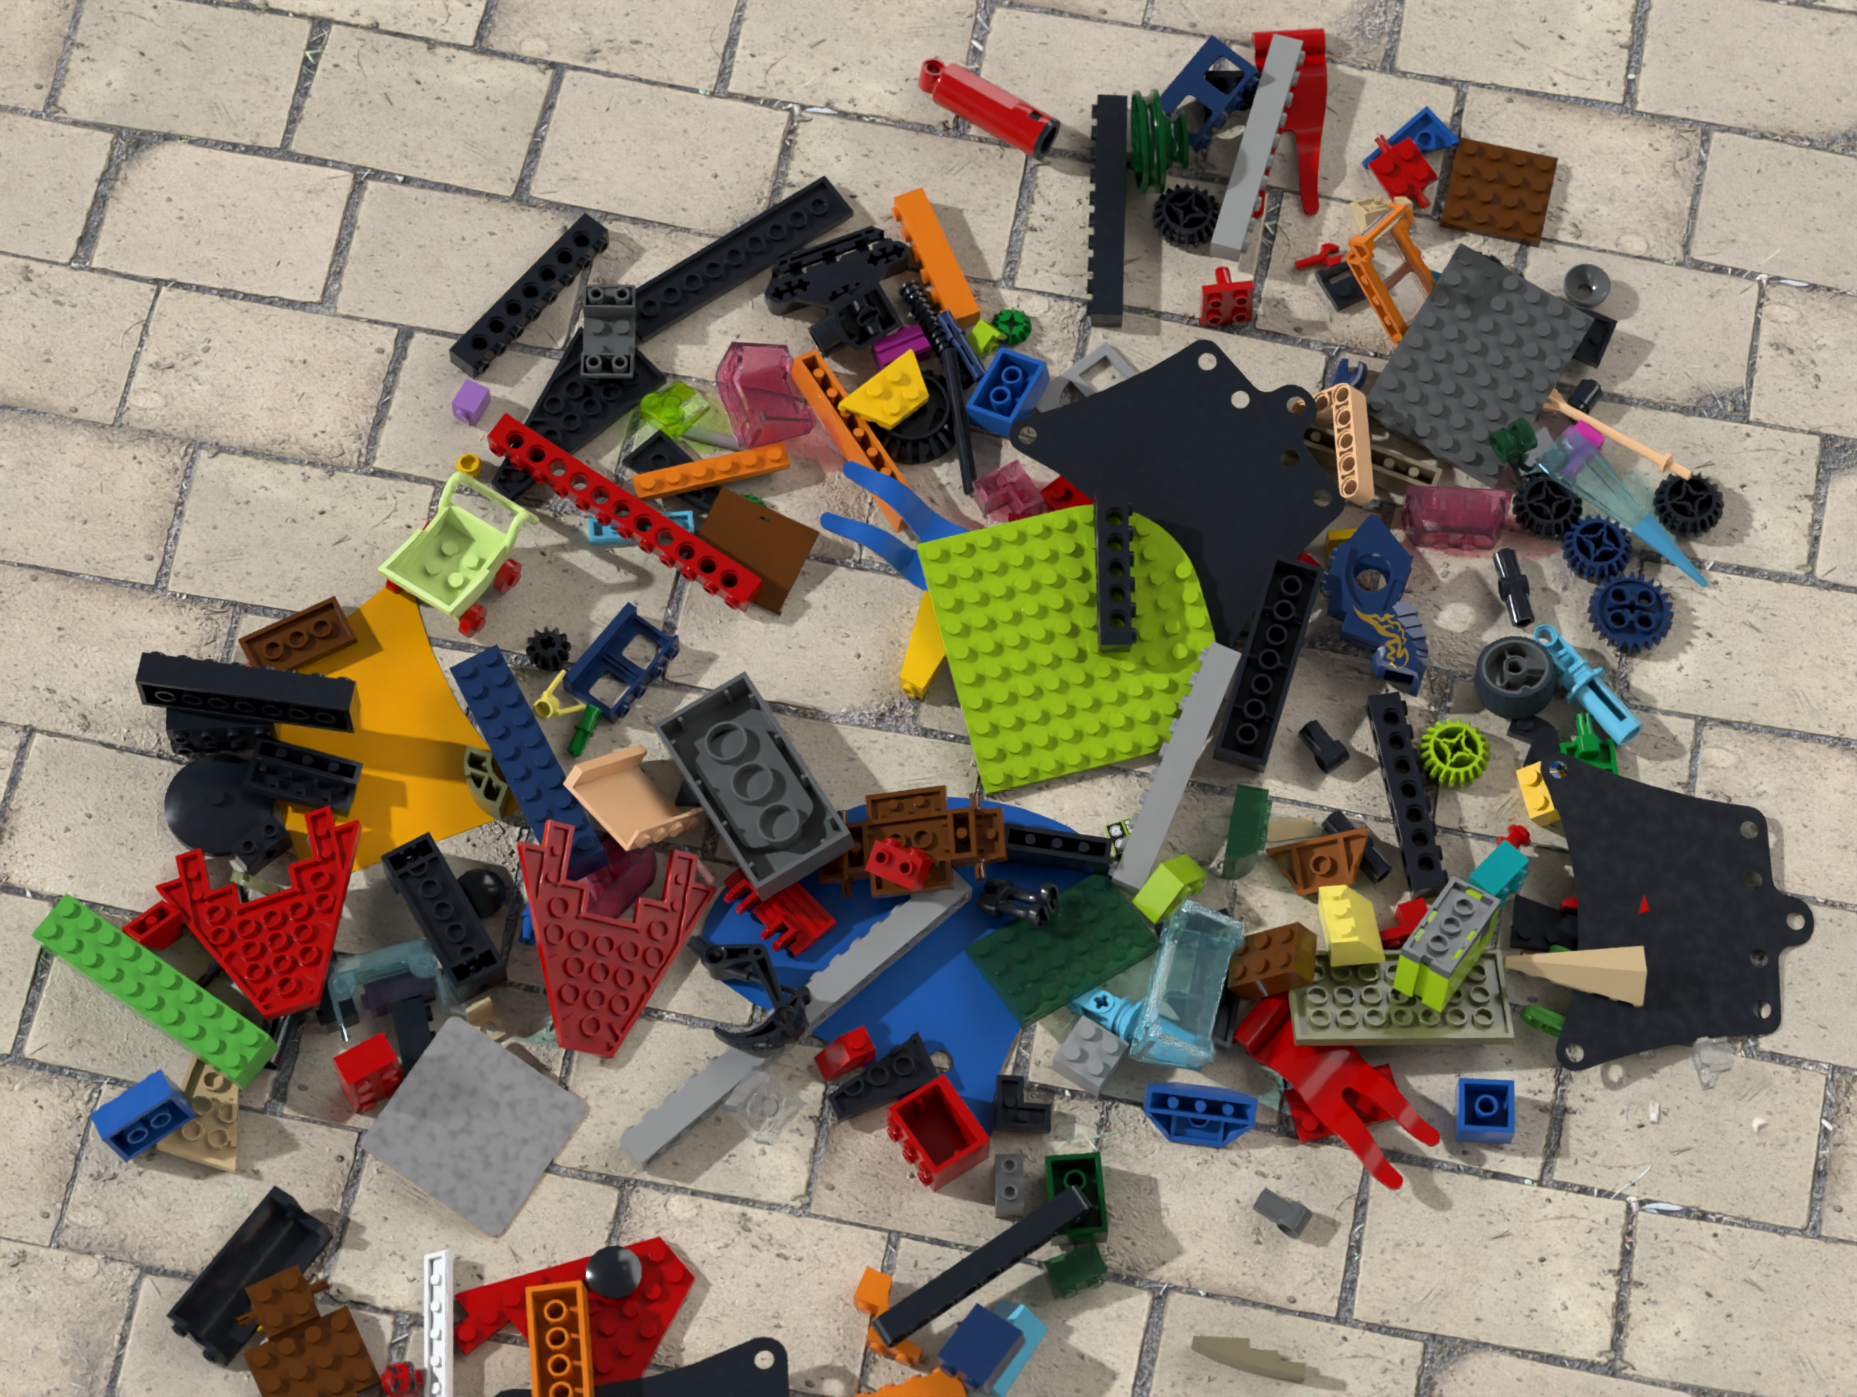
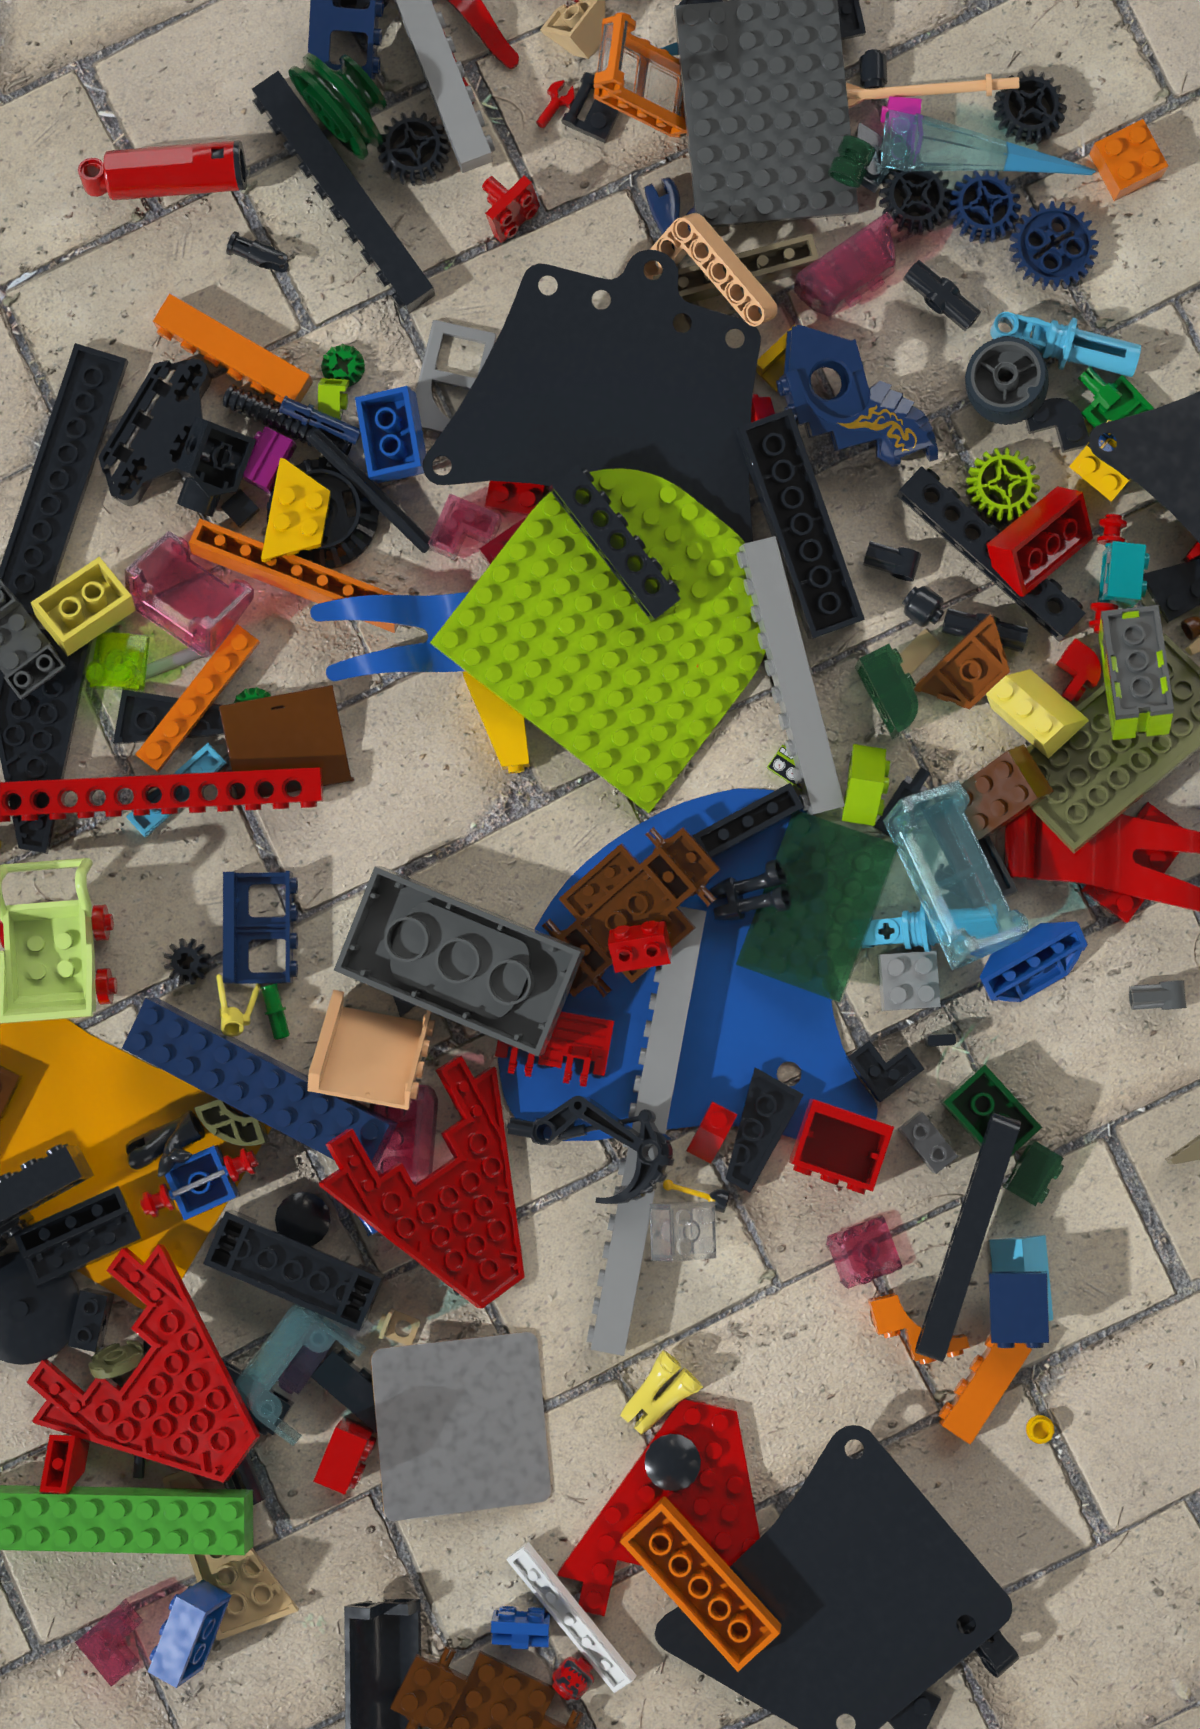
camera: 30 degrees left, 20 degrees up
(74, 1081) = (105, 1644): none -> clear pink brick
(397, 1307) = (520, 1628): none -> blue plate
(425, 805) = (200, 1183): none -> blue brick
(429, 762) = (165, 1142): none -> black piece
(657, 1204) = (681, 1387): none -> light yellow piece
(680, 349) = (83, 606): none -> light yellow brick
(811, 1110) = (719, 1195): none -> hinge
(852, 369) = (240, 508): none -> black tile
(892, 1233) = (864, 1252): none -> clear pink slope
(1010, 207) = (257, 253): none -> black piece
(1080, 1118) = (940, 1040): none -> black tile
(1321, 794) = (923, 606): none -> black head
(1451, 807) = (1041, 539): none -> red slope
(1738, 591) = (1128, 159): none -> orange brick

